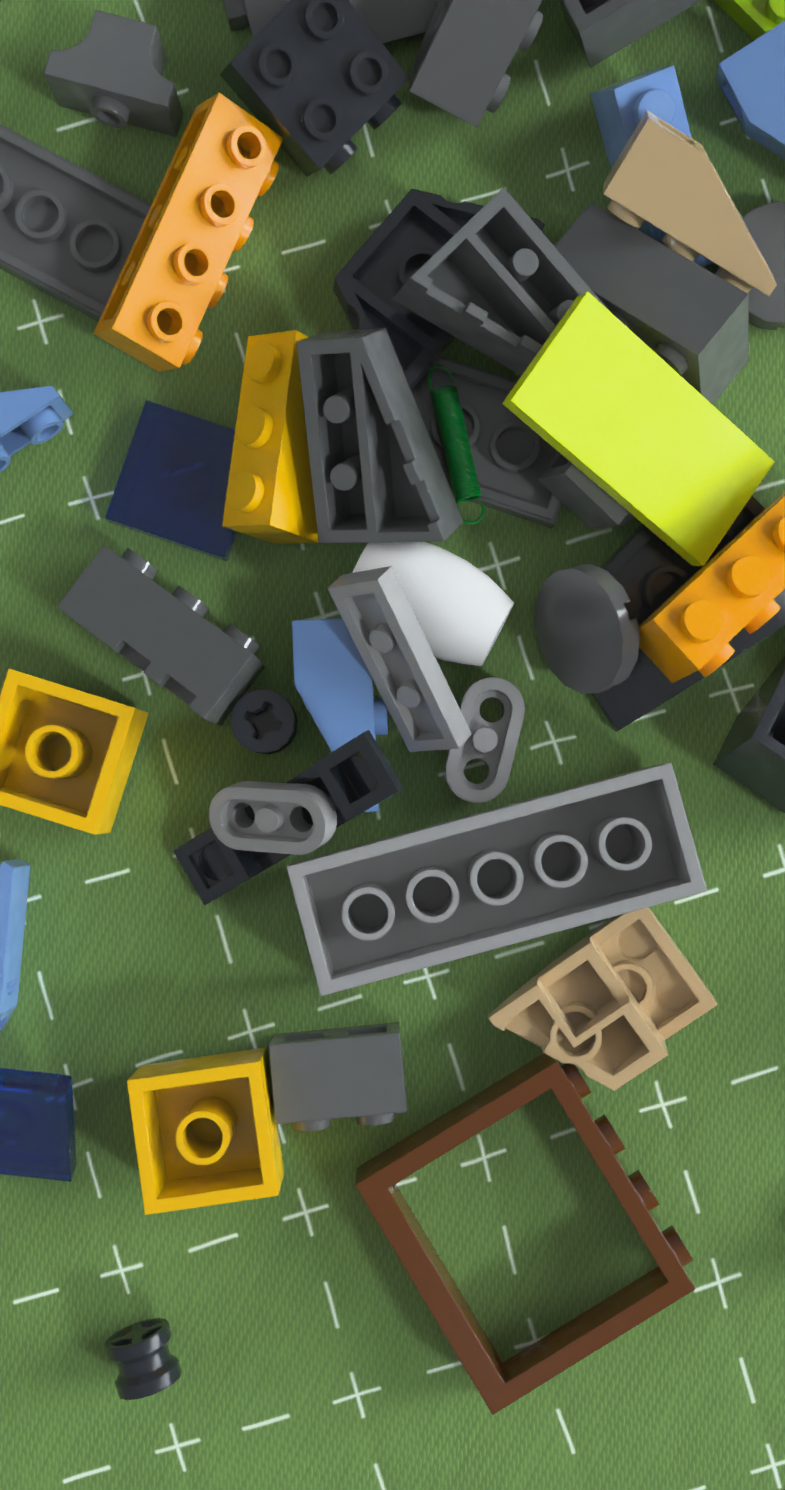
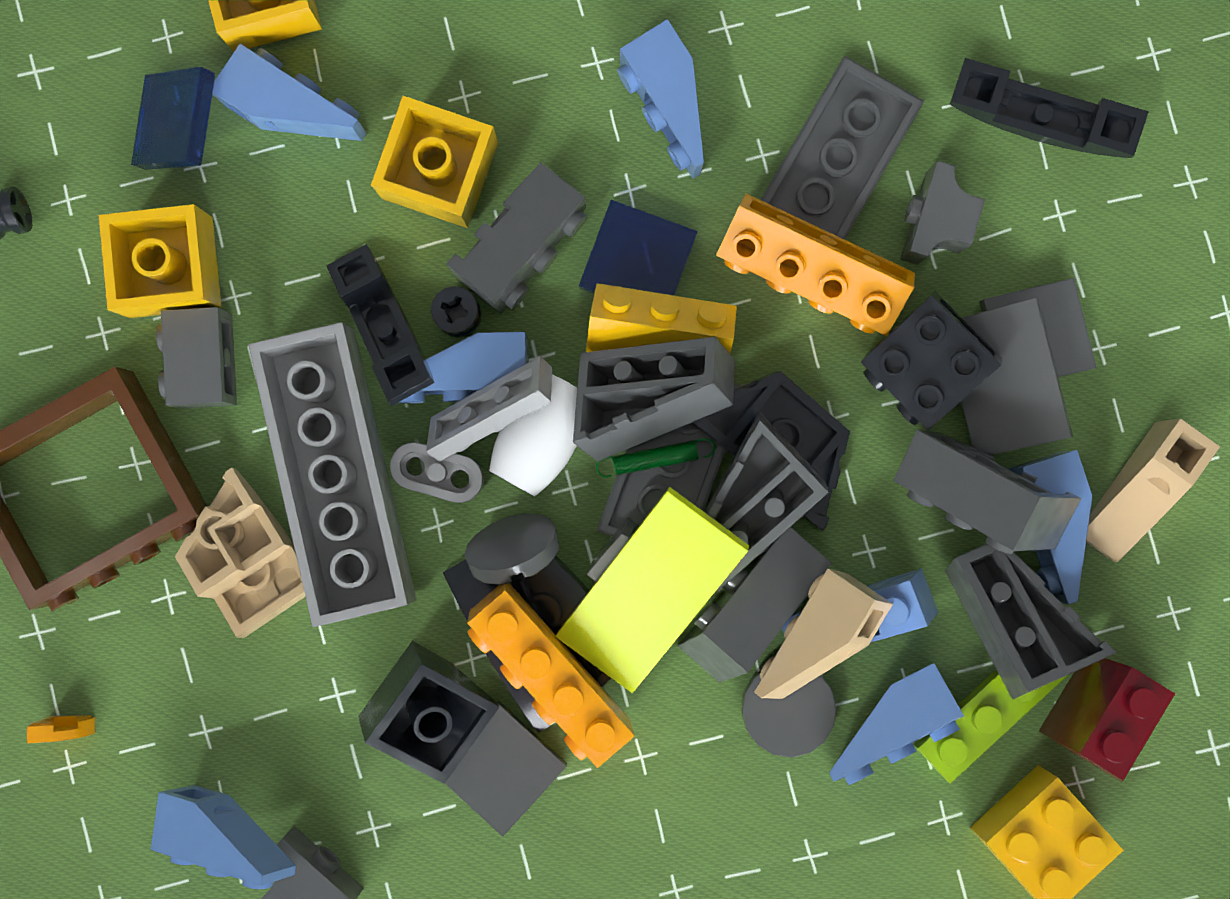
camera: 95 degrees right, 0 degrees up
(277, 819) = (380, 323): light grey plate -> none

